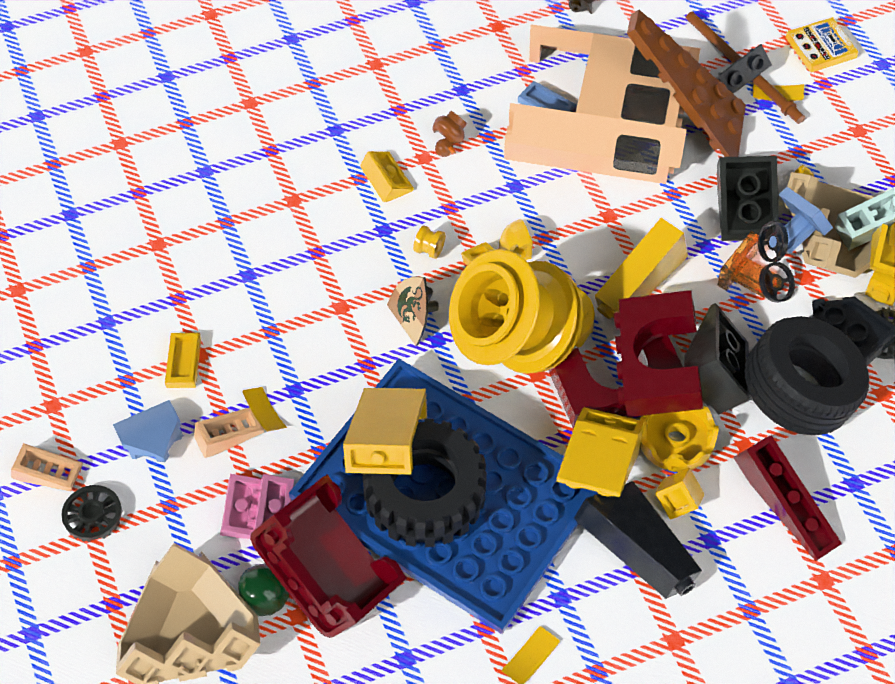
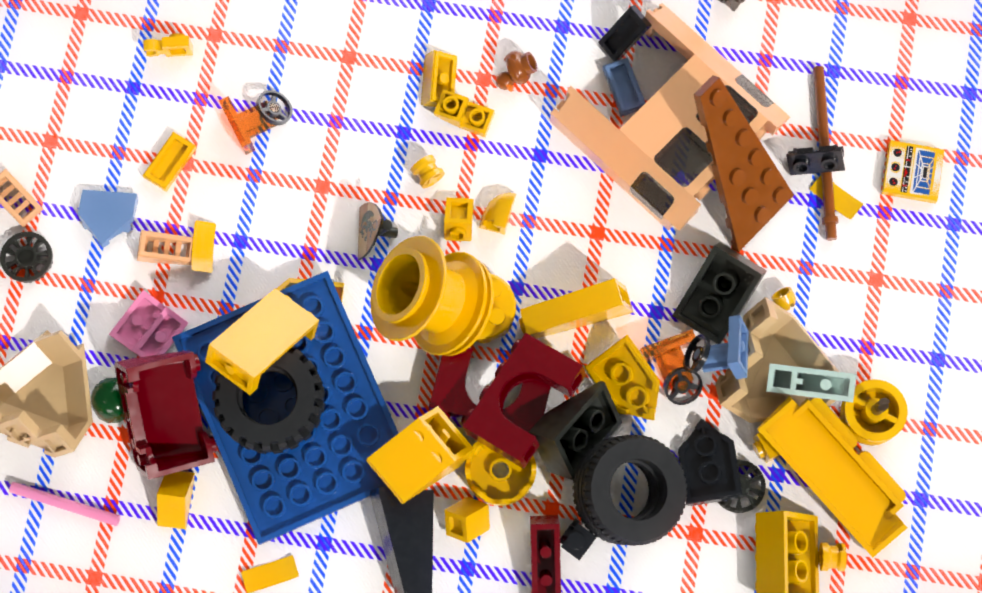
camera: 30 degrees right, 20 degrees up
(124, 267) = (174, 45): none -> yellow plate
(241, 290) = (256, 119): none -> clear orange piece
(389, 643) = (175, 499): none -> yellow slope
(422, 187) = (464, 114): none -> yellow slope
(520, 60) = (624, 33): none -> black tile
(735, 295) = (628, 379): none -> yellow tile
(796, 446) = (577, 539): none -> black brick

